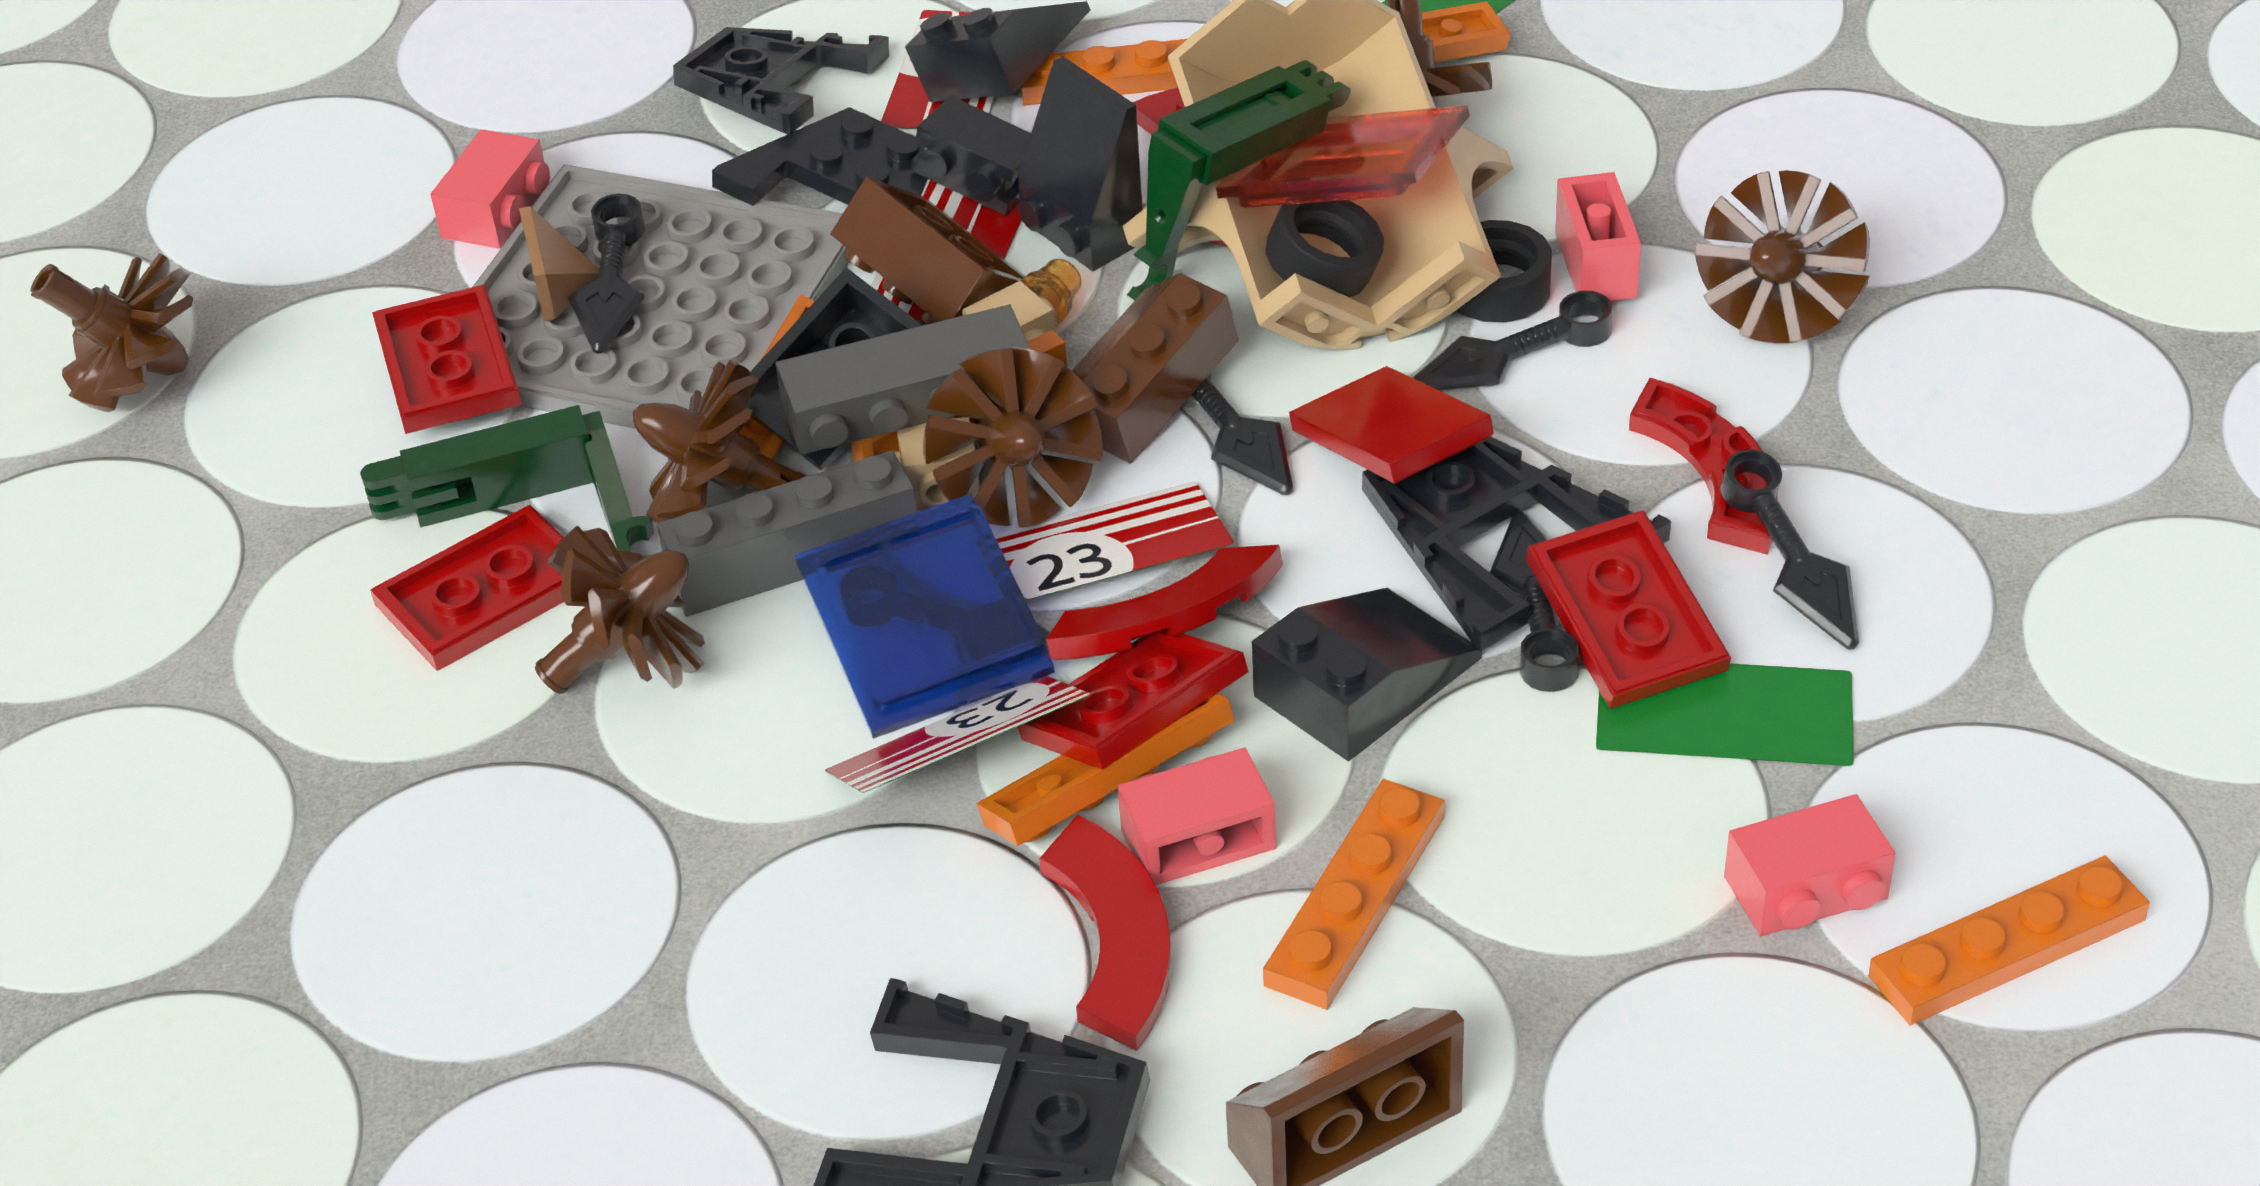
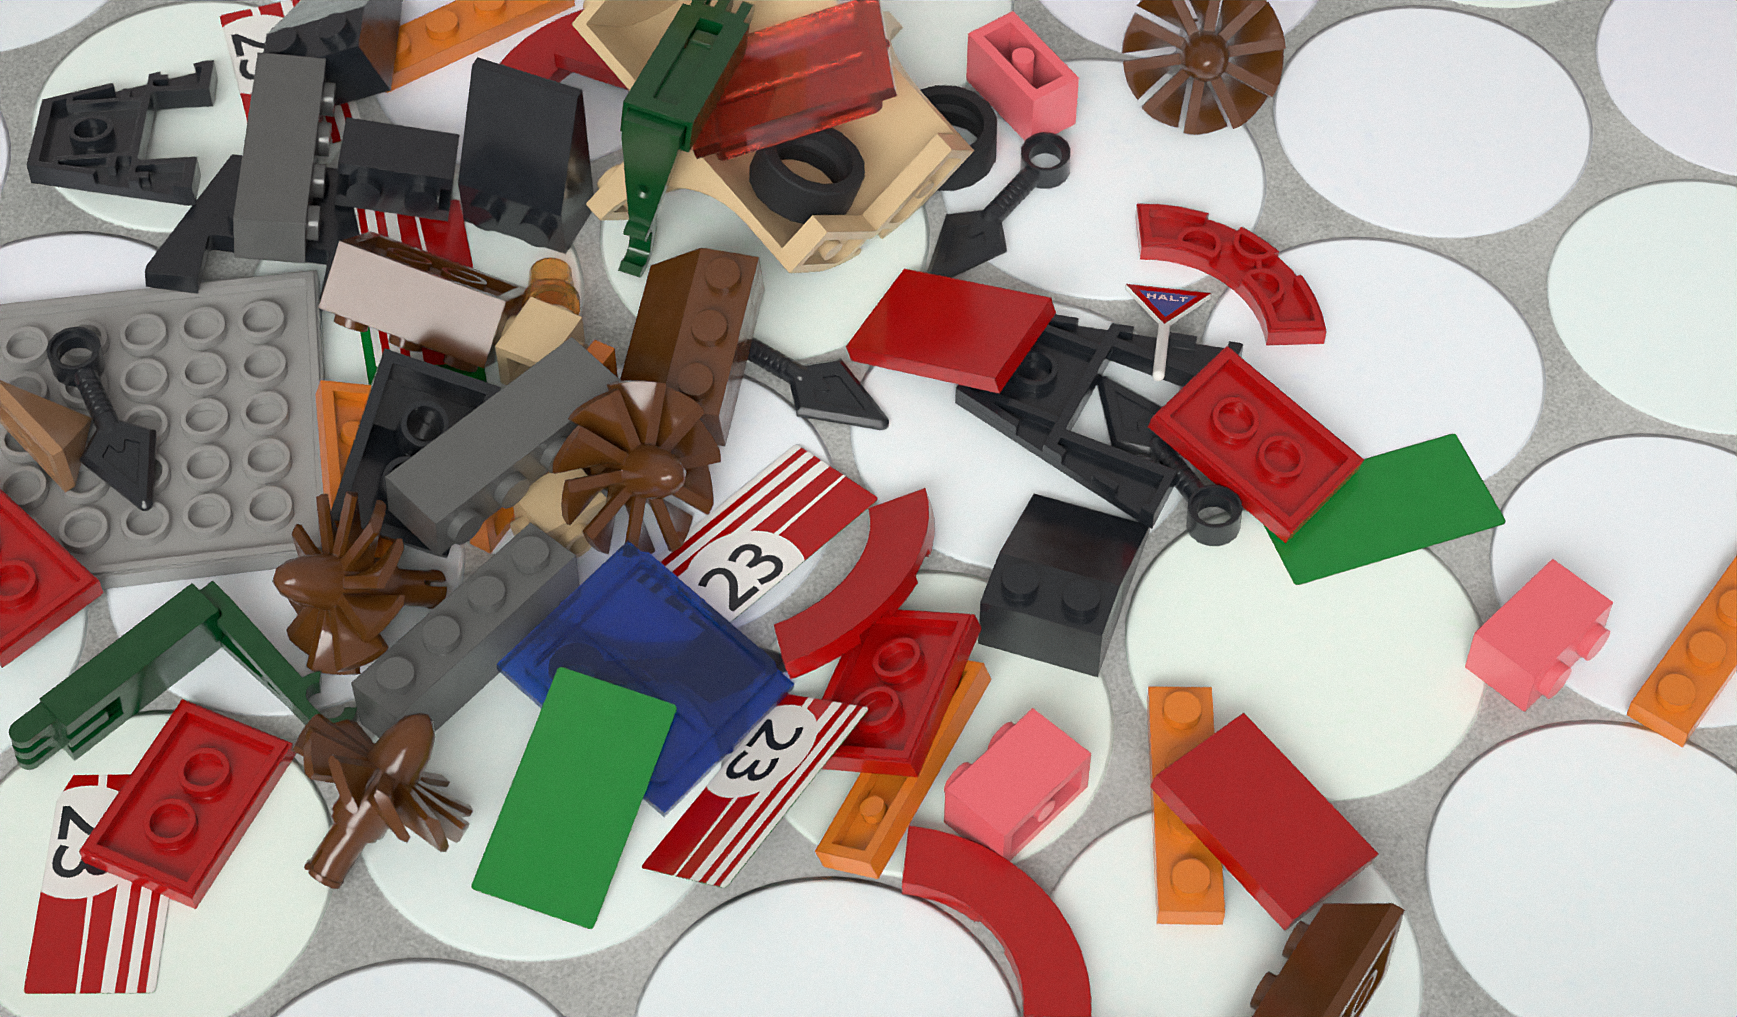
camera: 30 degrees left, 10 degrees up
(355, 648) = (91, 925): none -> sticker
(796, 687) = (574, 798): none -> green sticker
(876, 112) = (281, 158): none -> dark grey brick
(1413, 922) = (1264, 821): none -> red tile
(1611, 469) = (1165, 308): none -> piece
(1807, 580) = (1380, 359): black piece -> none

